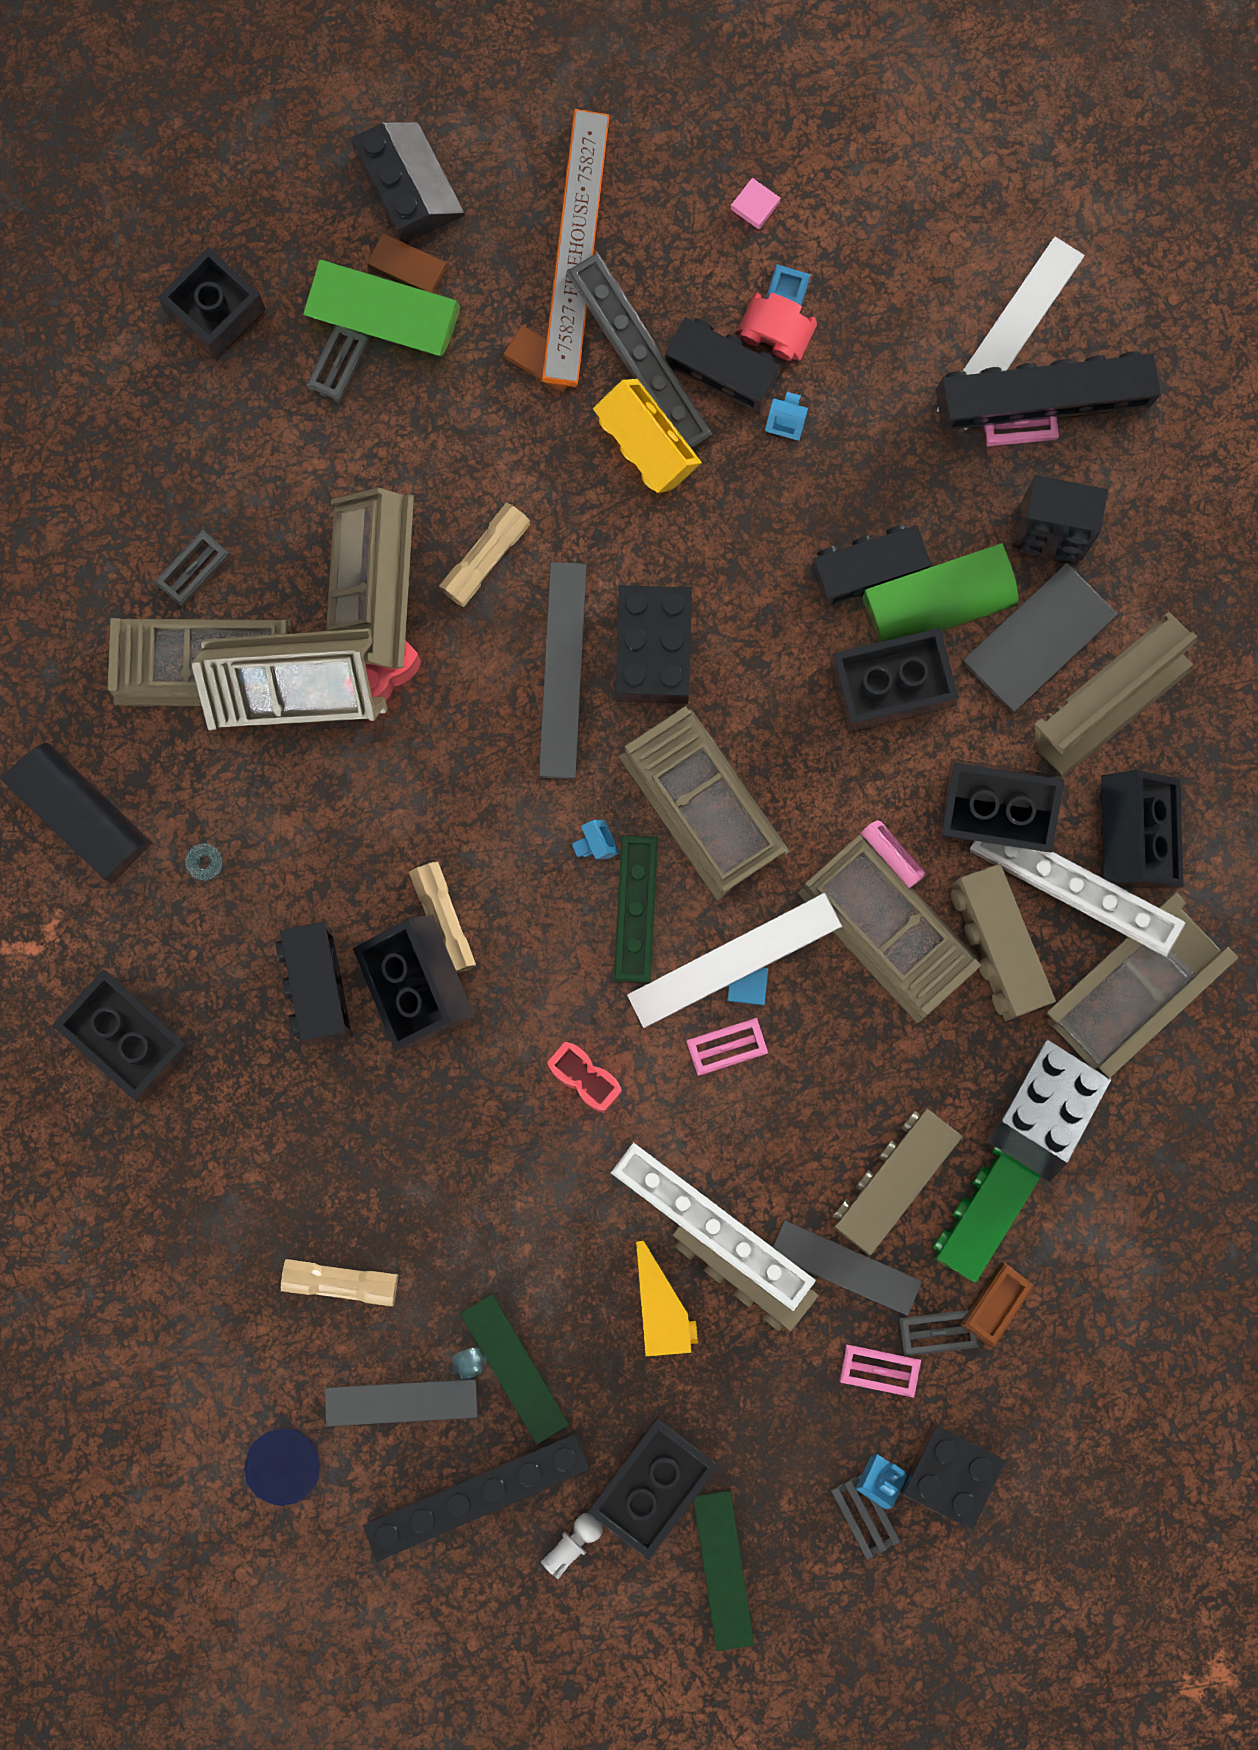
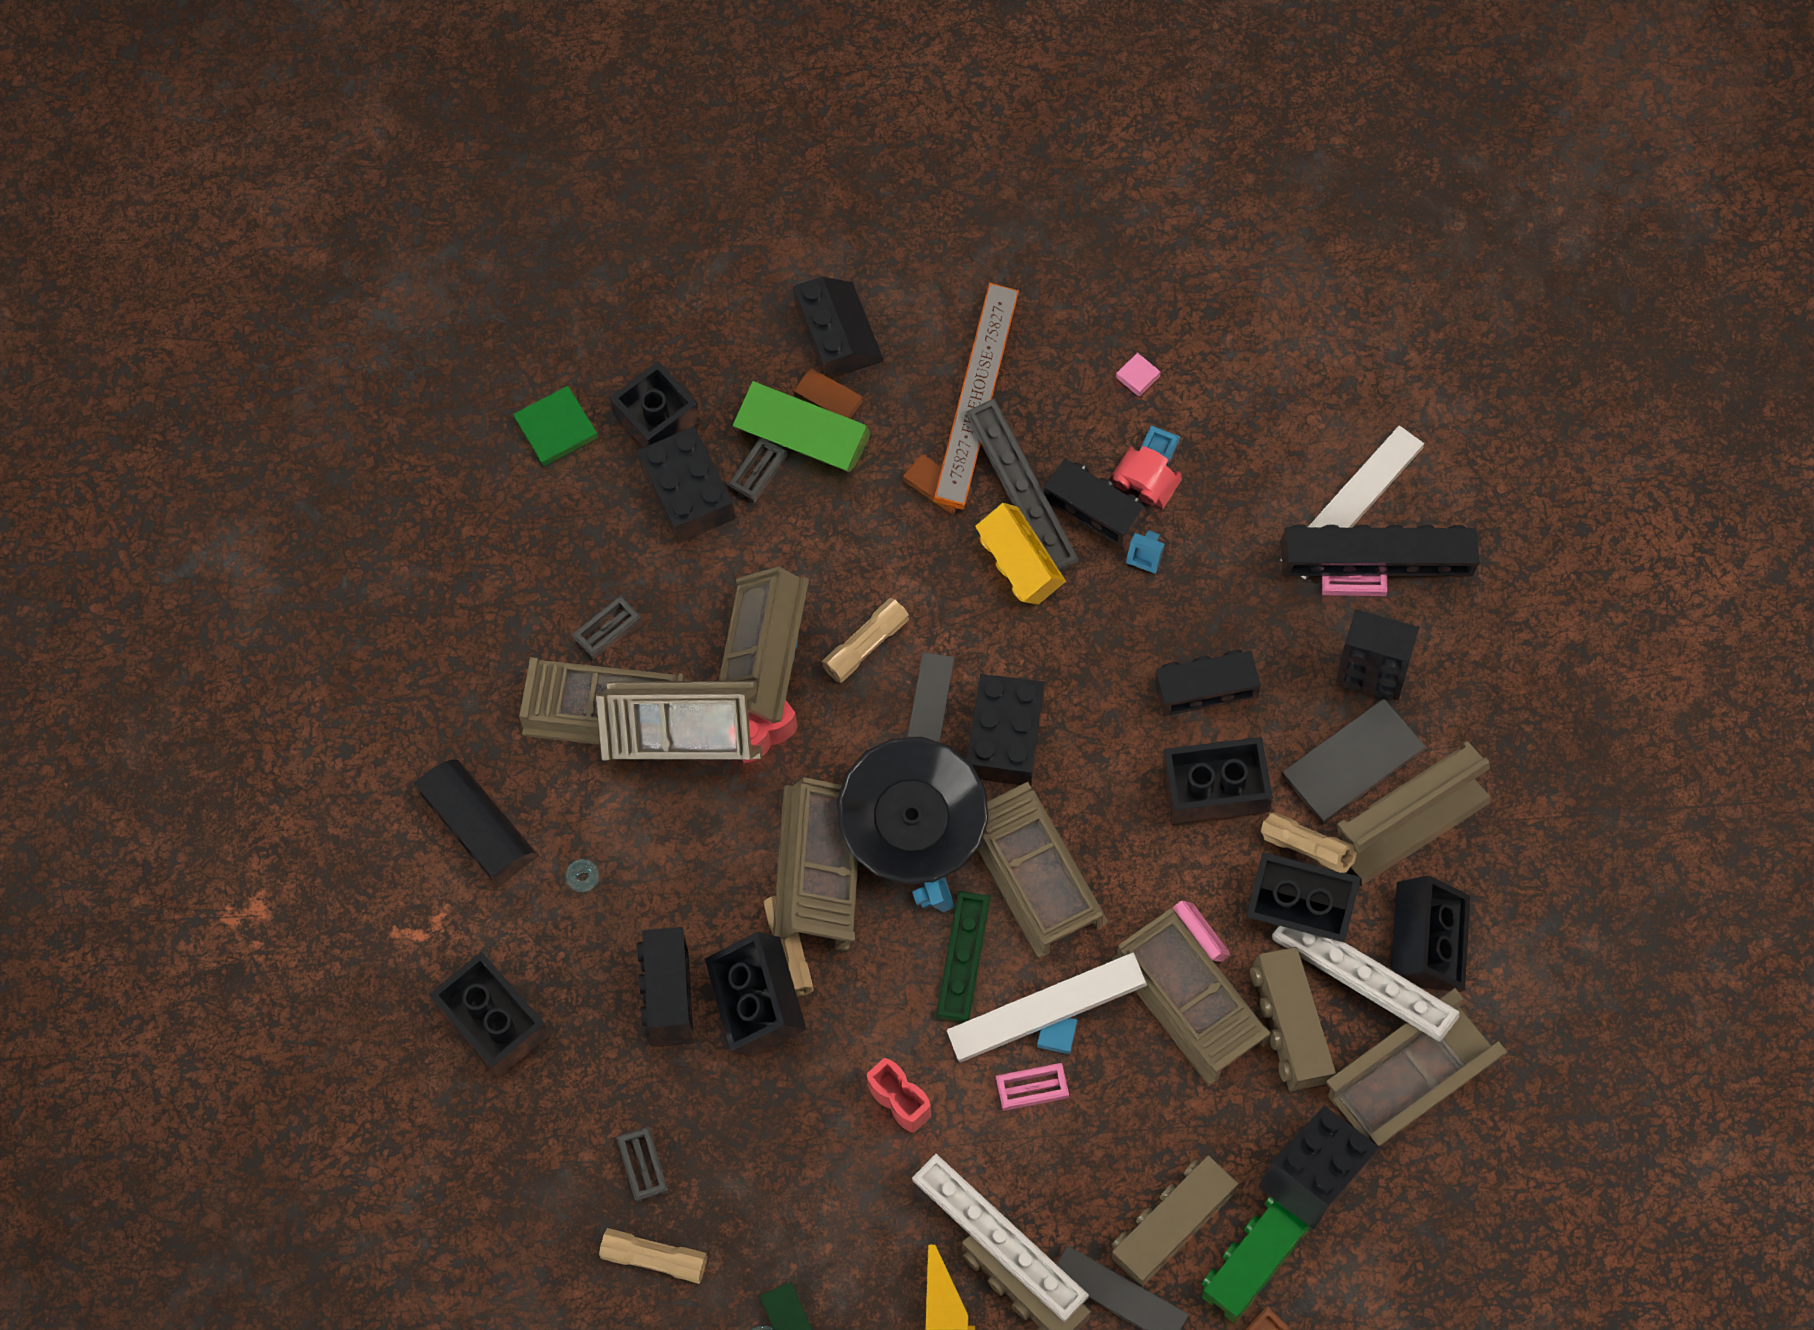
camera: 10 degrees right, 15 degrees down
(101, 332) = (555, 426): none -> green tile
(259, 390) = (686, 484): none -> black brick
(327, 1210) = (650, 1191): none -> dark grey tile
(464, 823) = (814, 866): none -> dark tan piece
(569, 716) = (918, 778): none -> black dish
(943, 595) = (1274, 712): bright green brick -> none
(1025, 752) = (1327, 850): none -> tan axle

